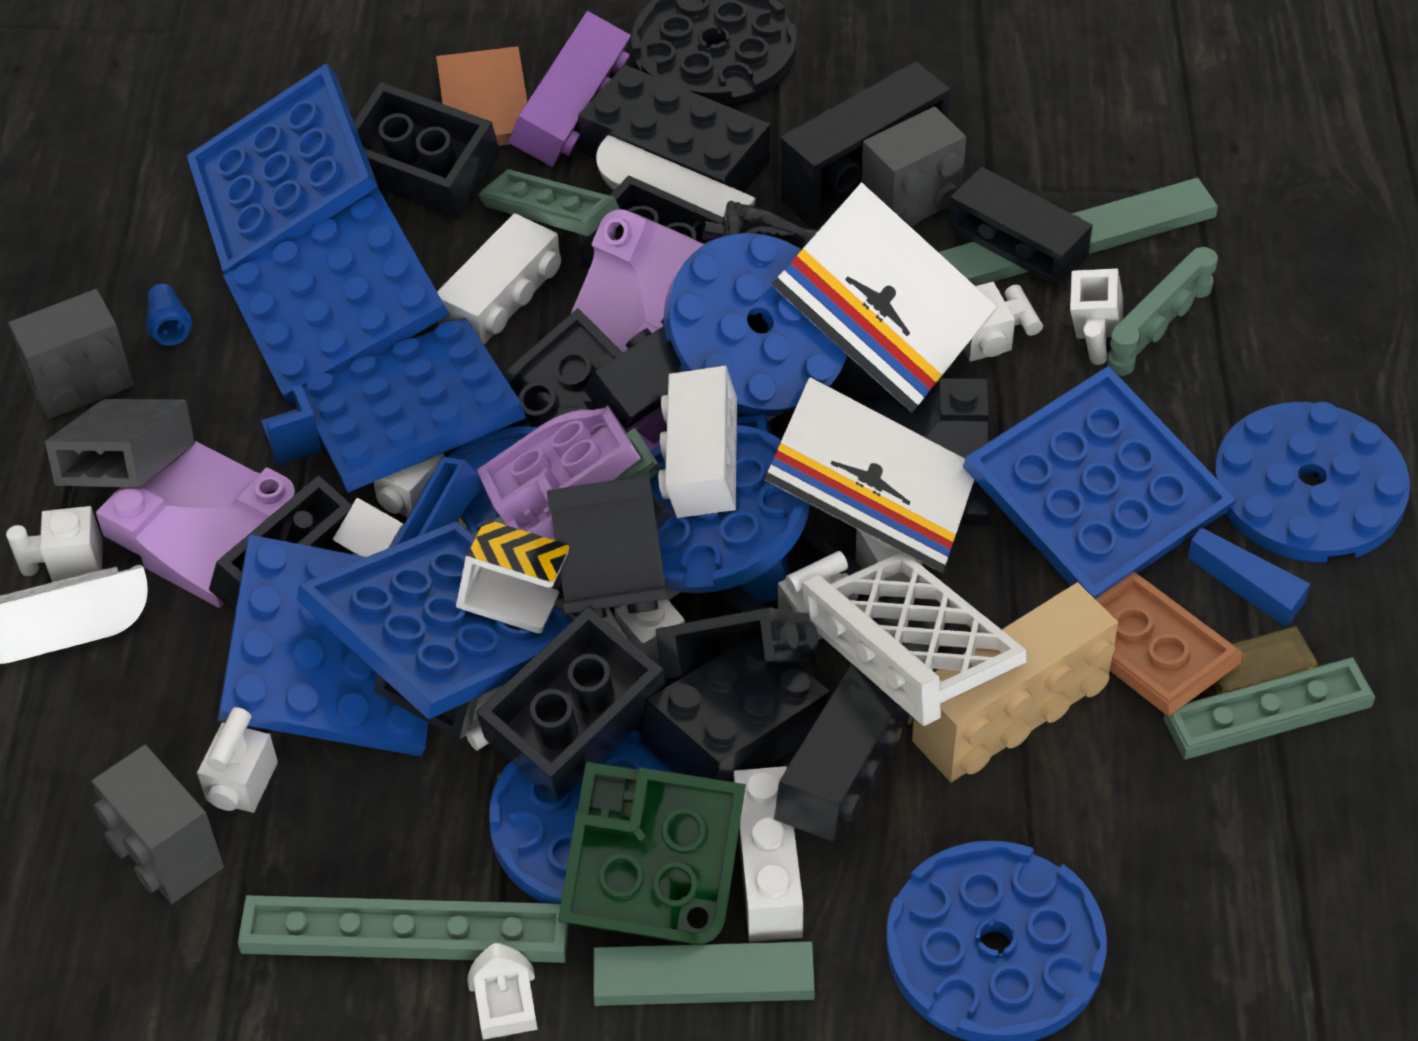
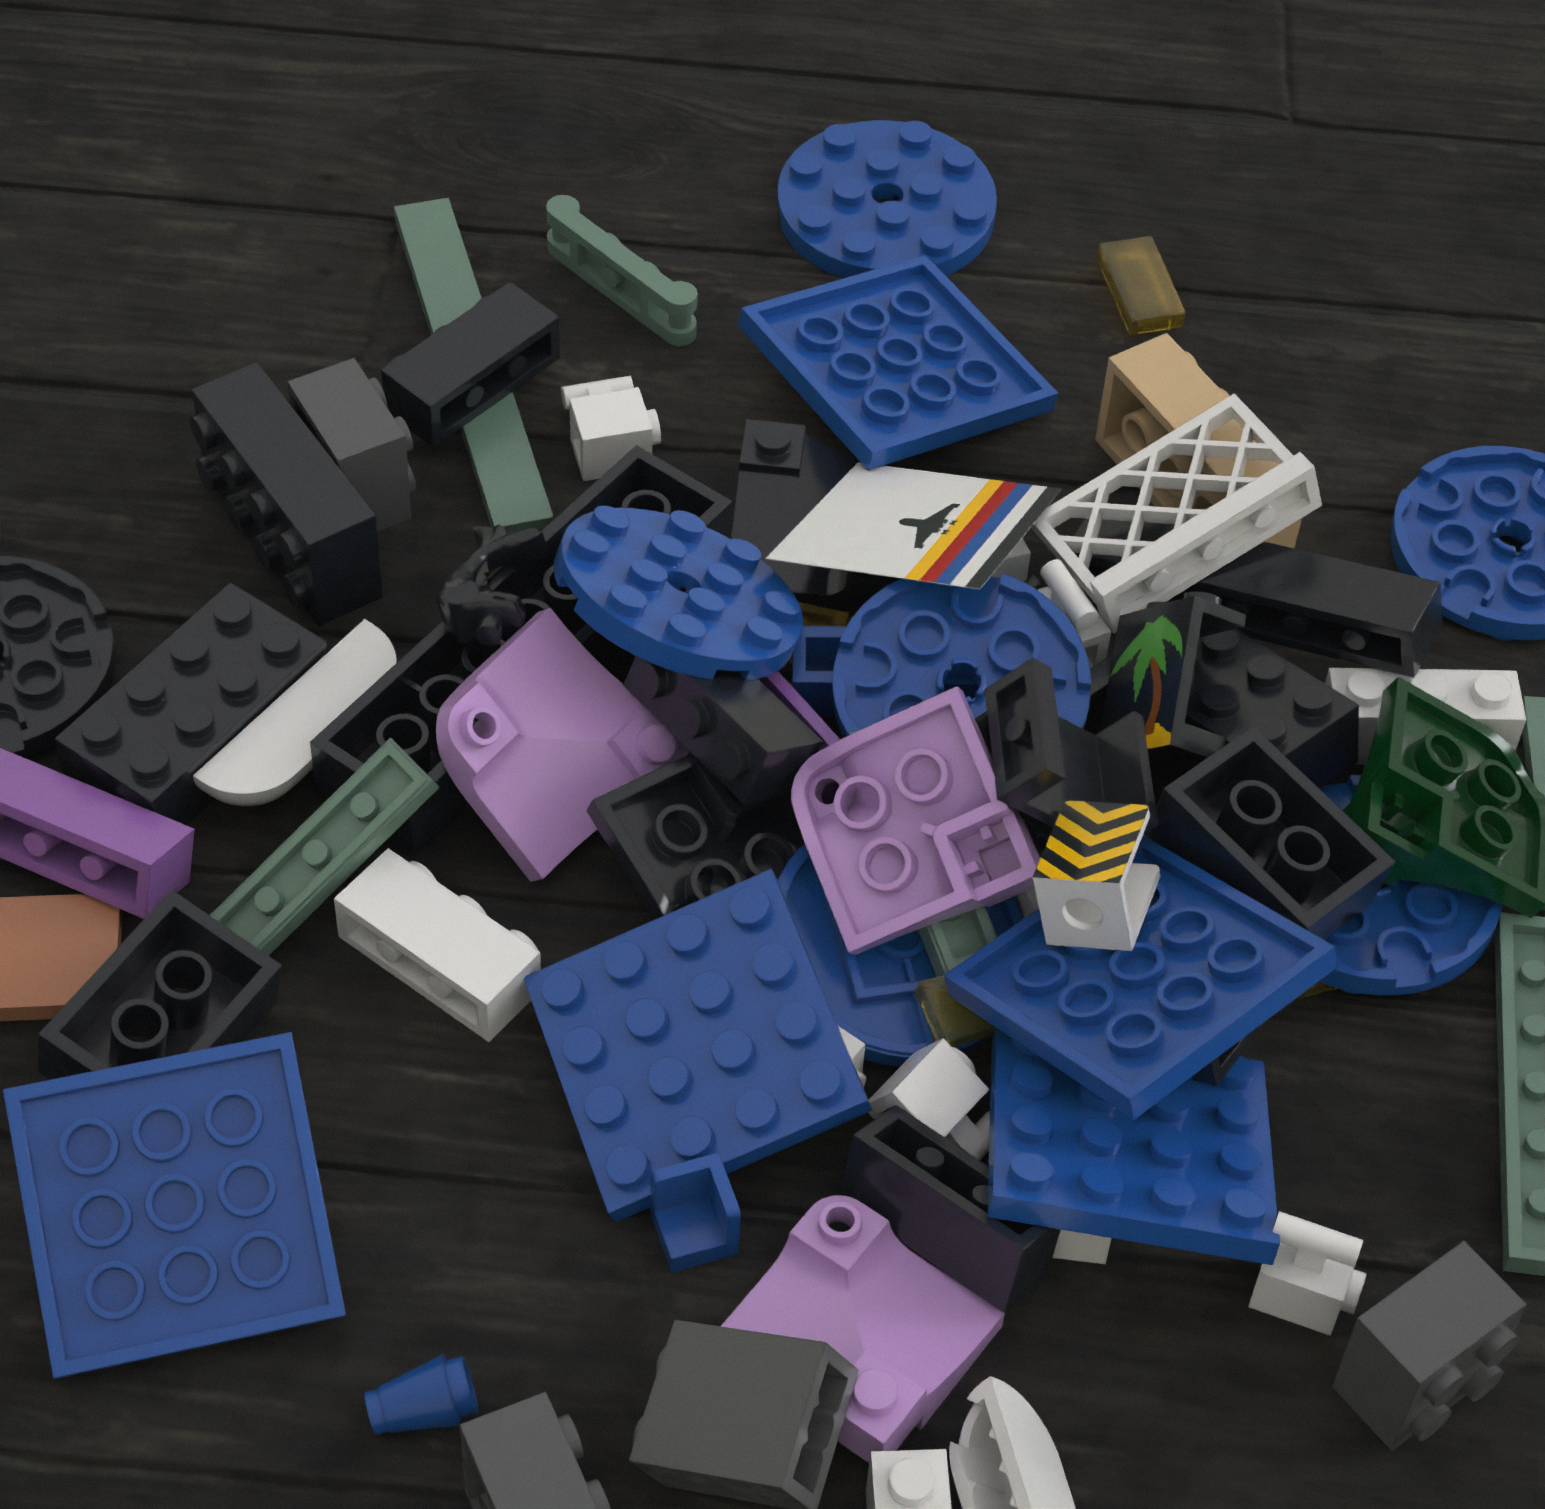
camera: 90 degrees left, 0 degrees up
(335, 294) = (450, 1149): blue plate -> none
(443, 499) = (924, 1004): blue piece -> none
(699, 442) = (883, 658): white brick -> none
(885, 296) = (631, 471): white sticker -> none
(1096, 308) = (621, 316): white brick -> none
(1162, 646) = (1079, 356): nougat tile -> none
(1254, 579) = (1030, 266): blue piece -> none
(1269, 708) = (1212, 314): sand green tile -> none

